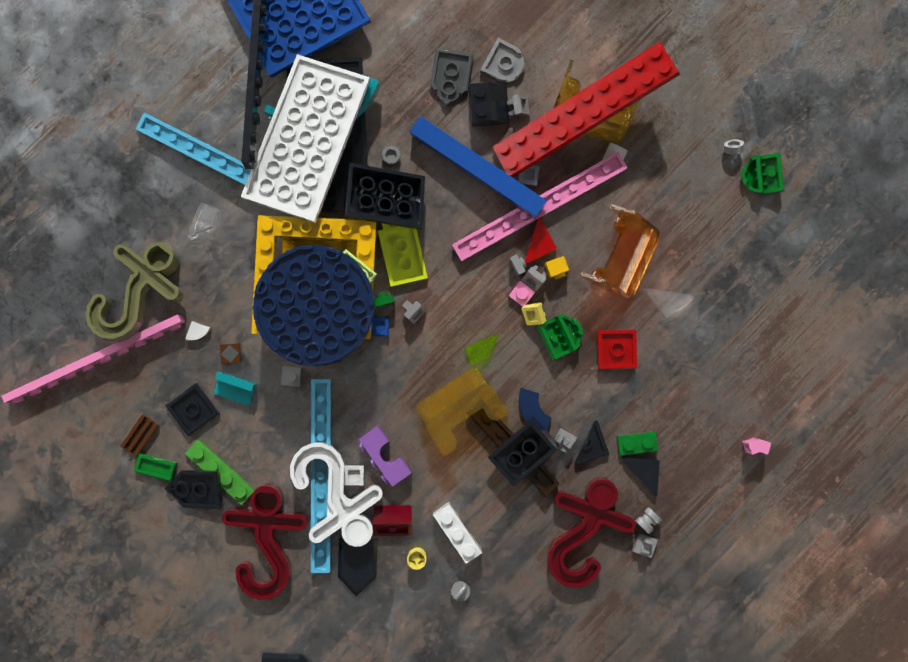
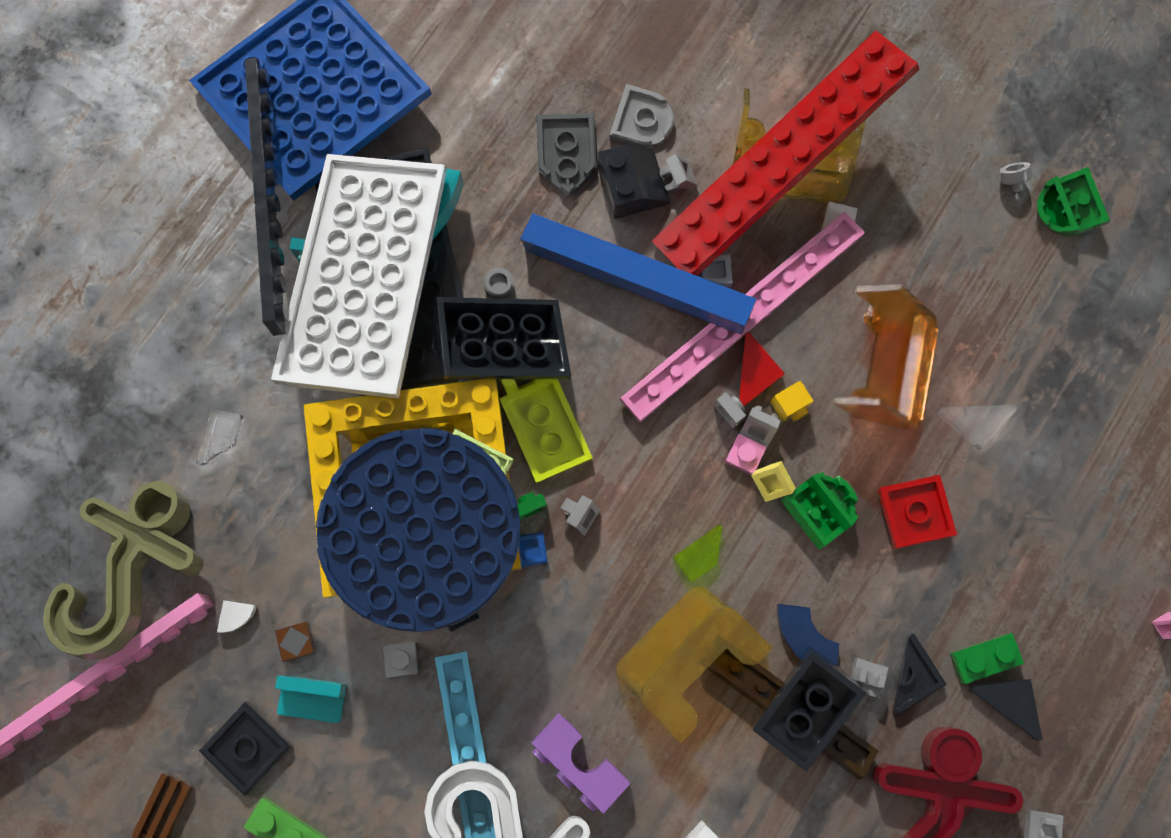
camera: 10 degrees left, 10 degrees down
(193, 148) = (187, 327): medium azure plate -> none
(354, 475) = (534, 807): white plate -> none
(648, 520) = (1040, 785): light grey wheel -> none

